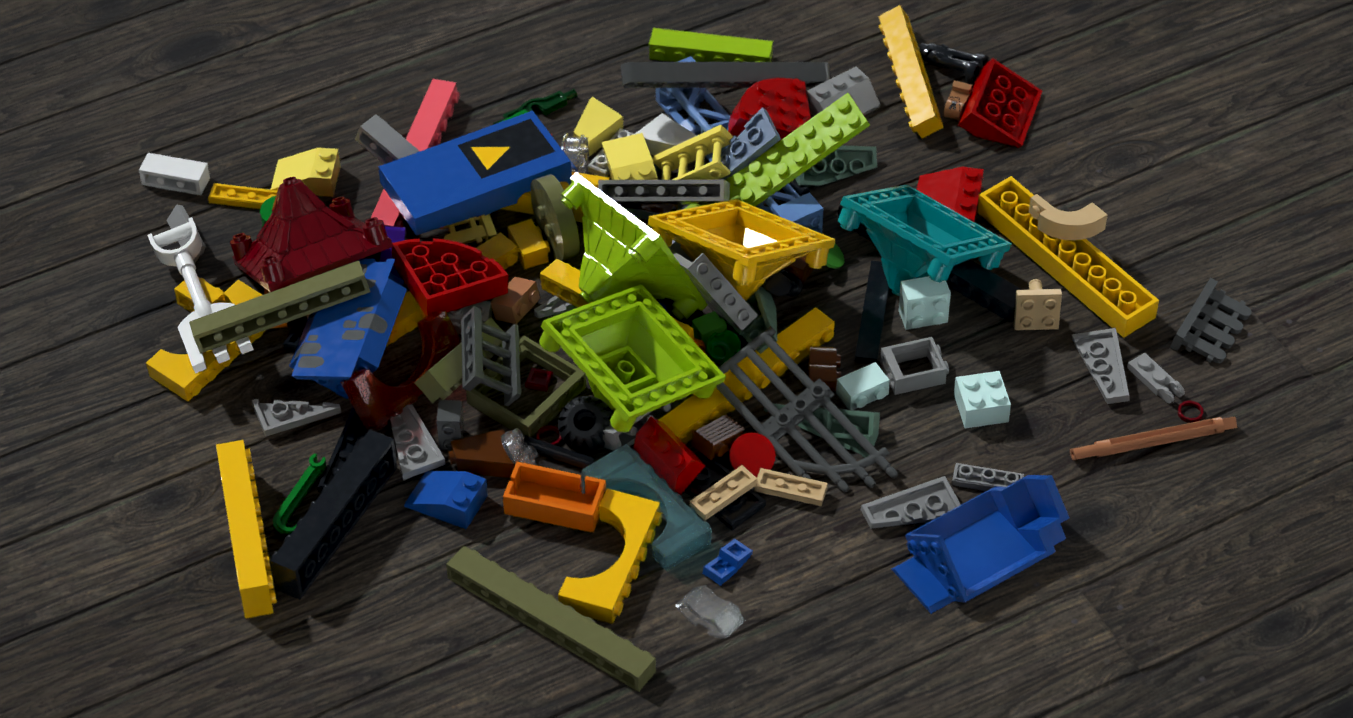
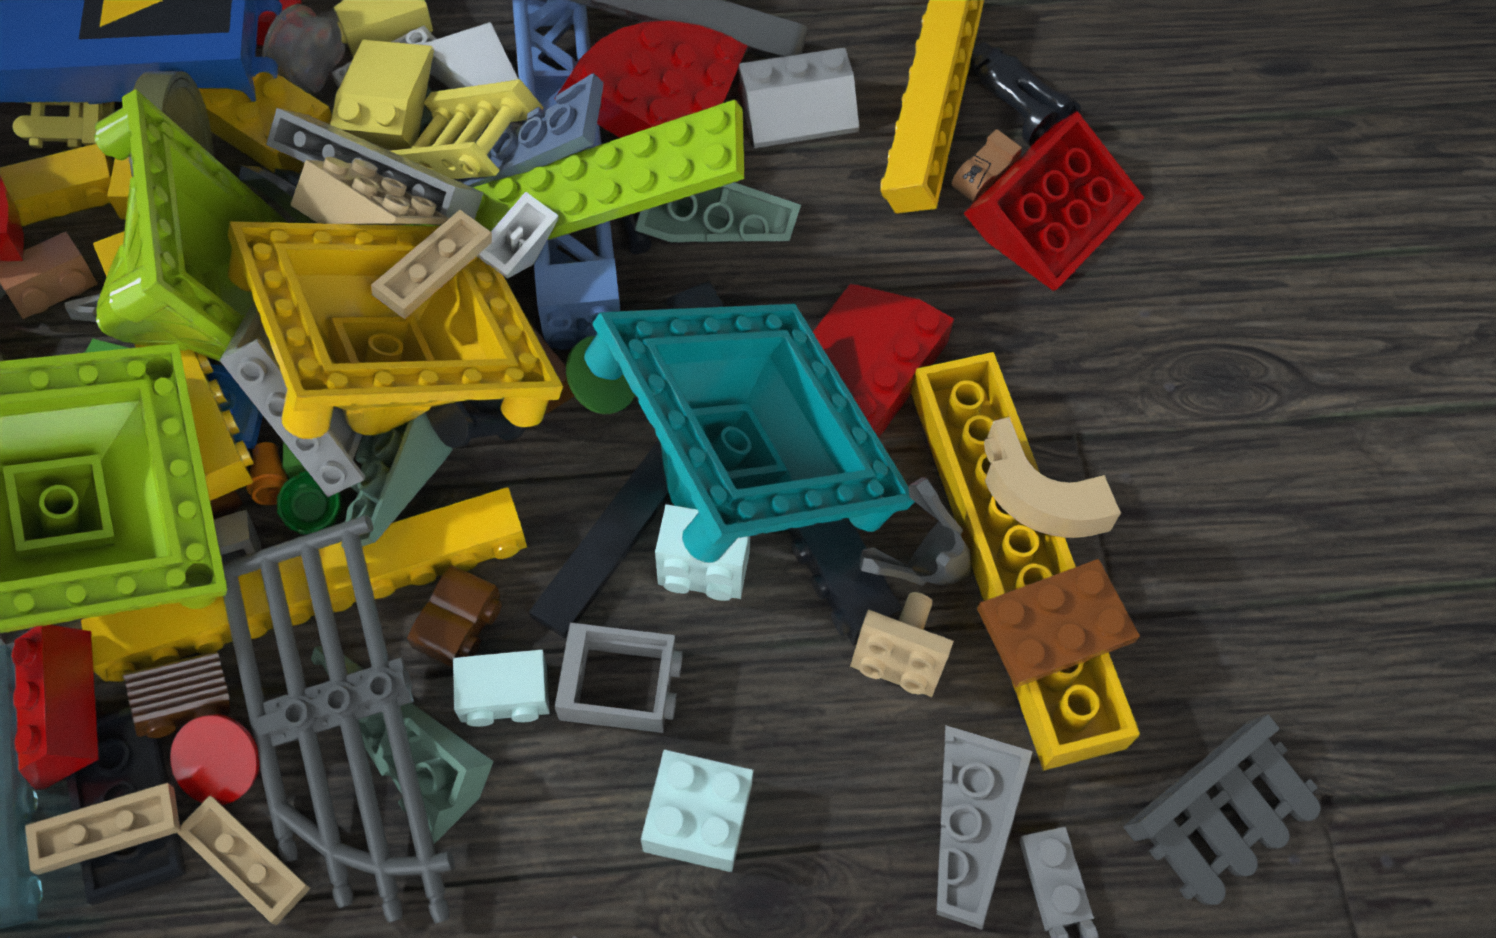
camera: 20 degrees right, 15 degrees up
(671, 198) = (358, 195): none -> tan slope
(739, 212) = (431, 264): none -> tan plate
(764, 191) = (519, 236): none -> white slope
(1032, 265) = (939, 558): none -> dark grey piece
(1101, 270) = (1057, 623): none -> dark orange plate

